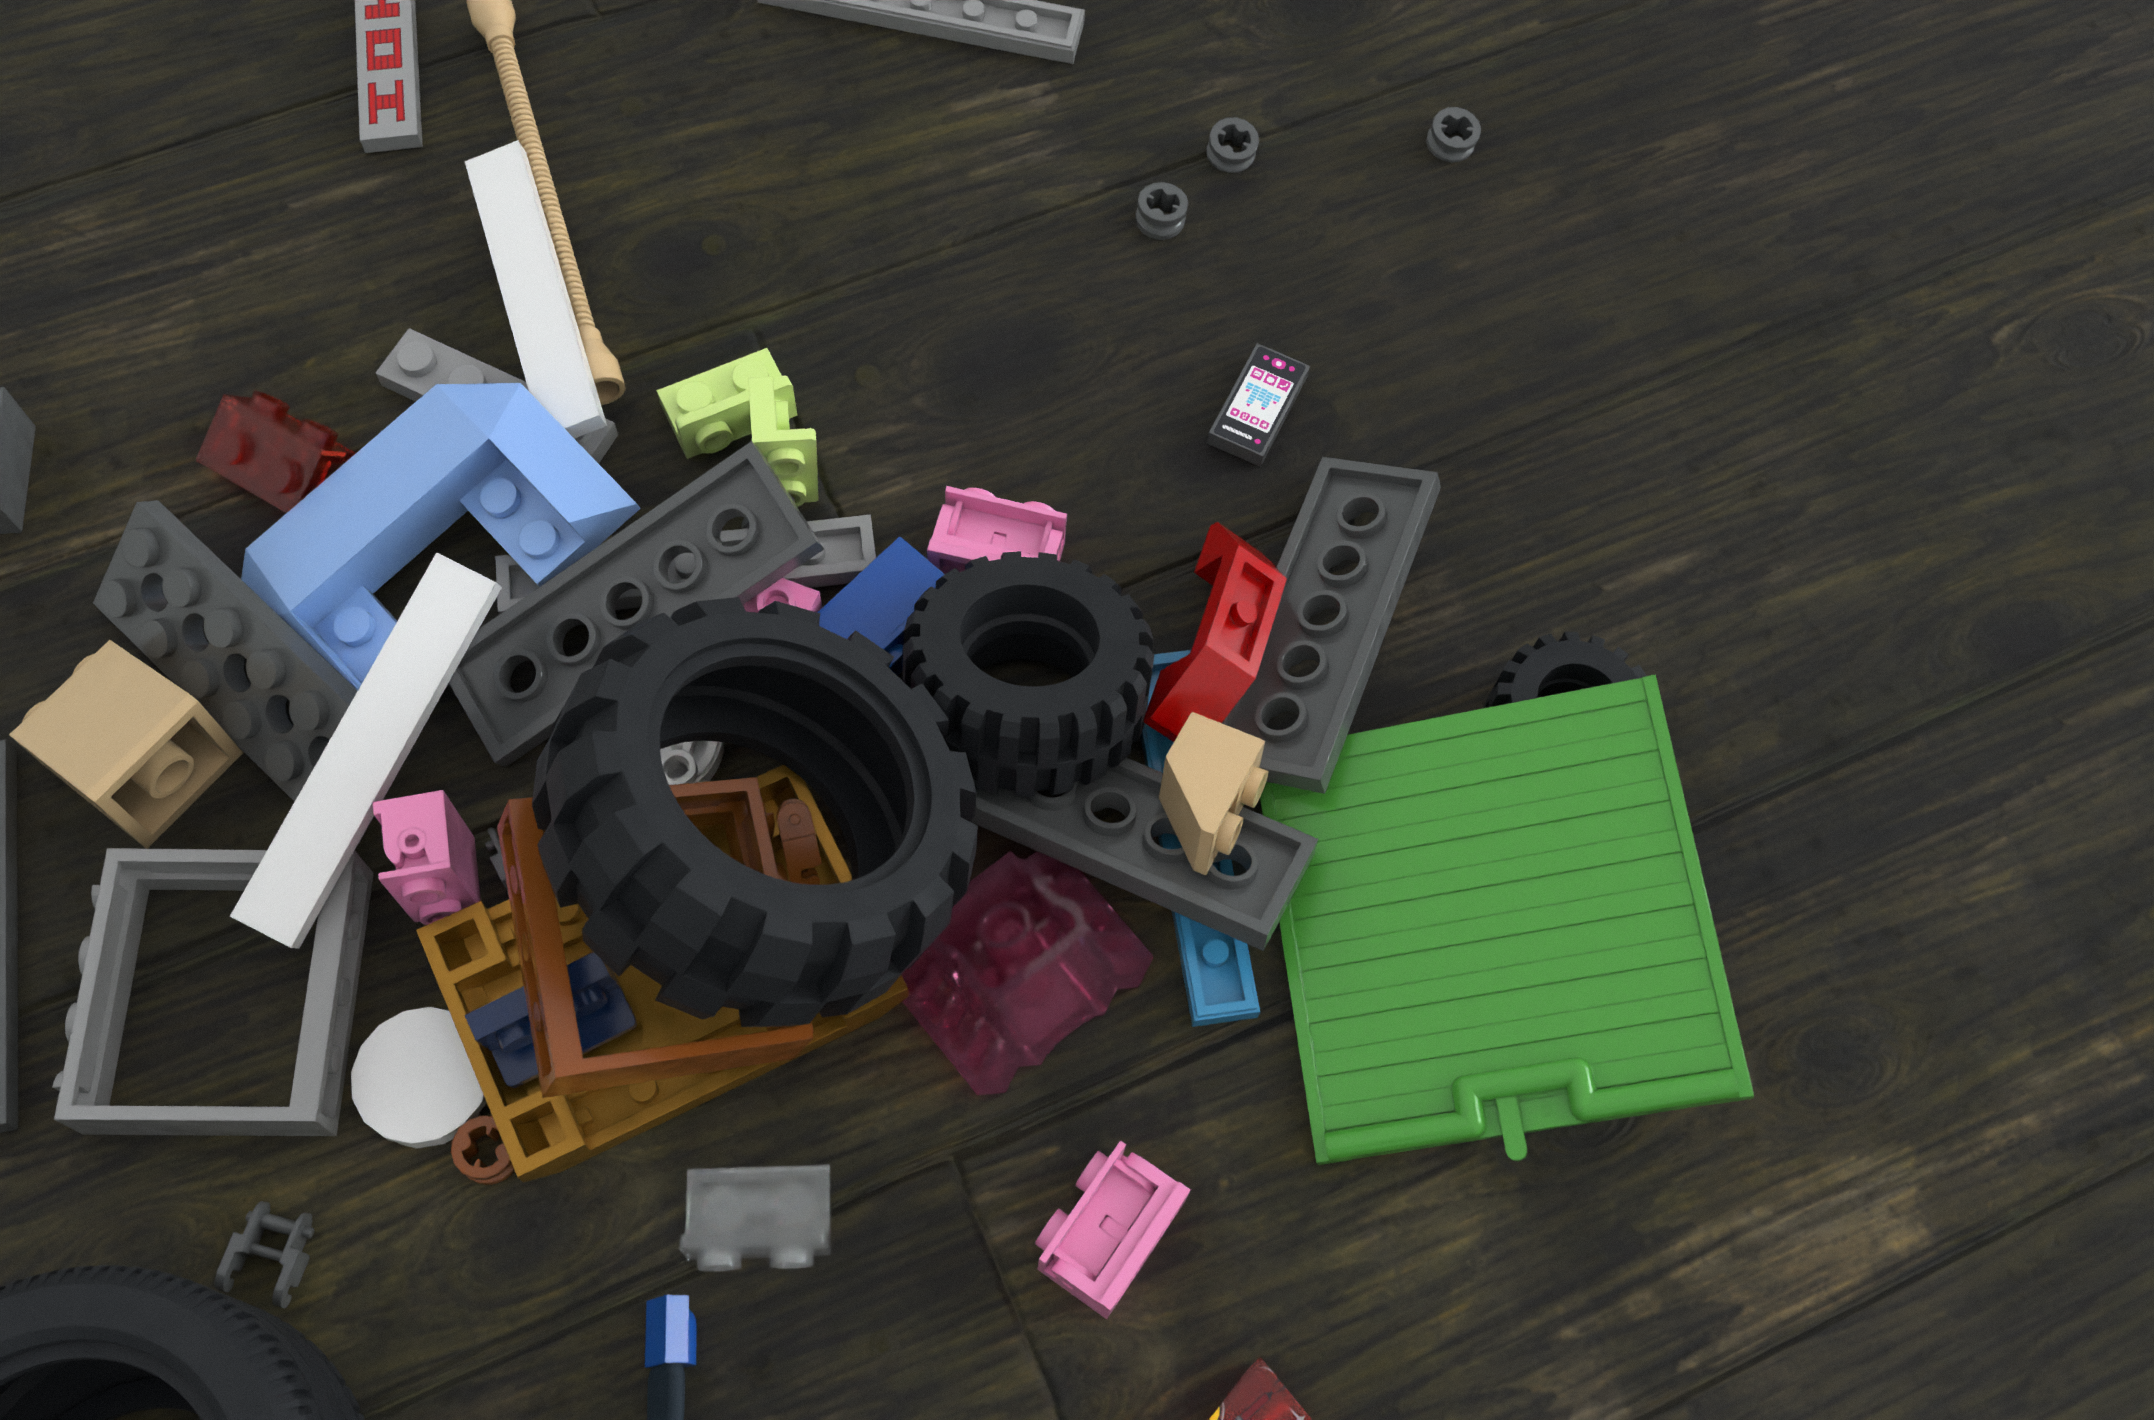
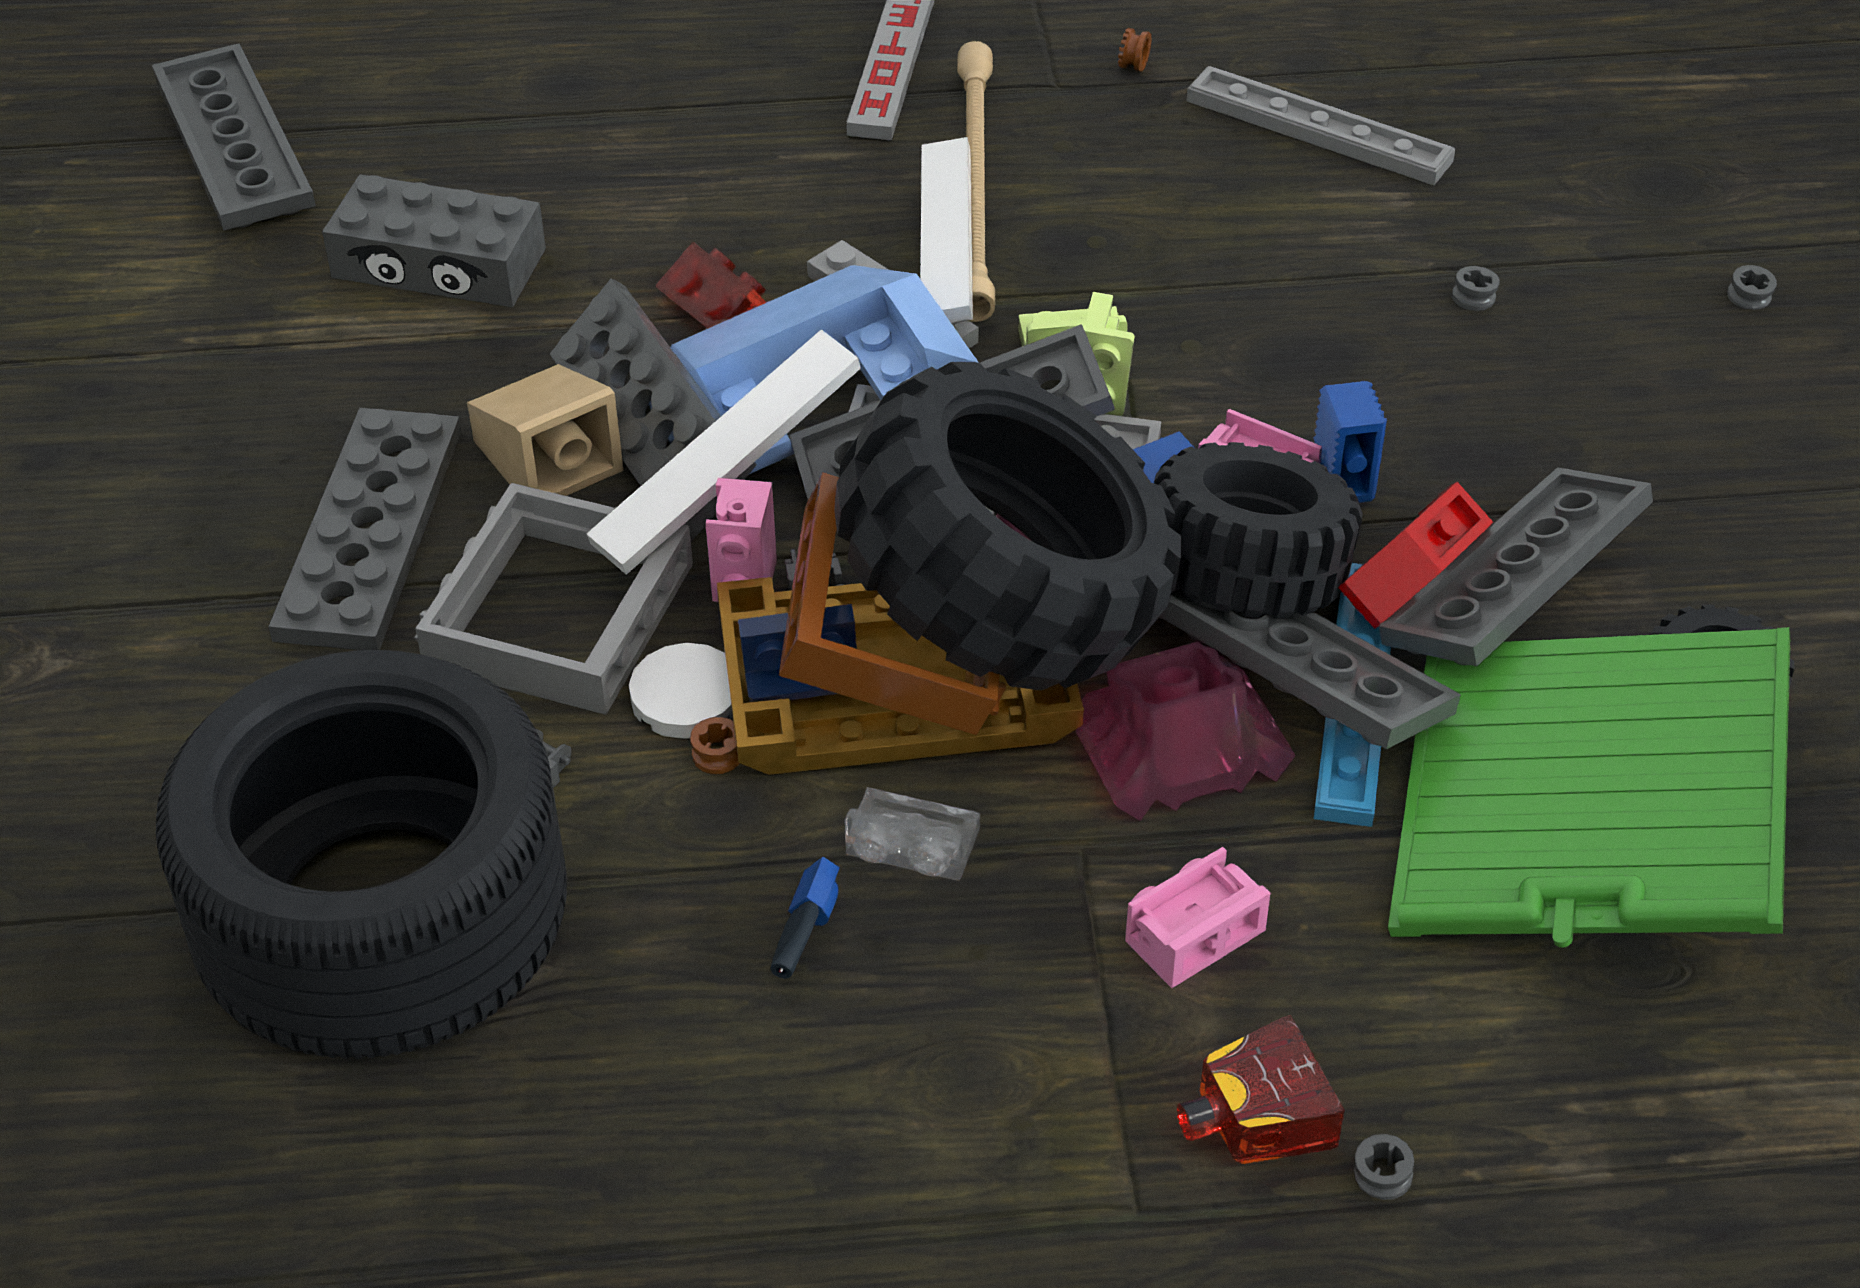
camera: 25 degrees right, 20 degrees down
(1097, 497) = (1351, 435): none -> blue brick
(1207, 783) = (1380, 629): tan slope -> none
(1241, 134) = (1552, 247): dark grey bush -> none
(1258, 404) = (1514, 427): tile -> none

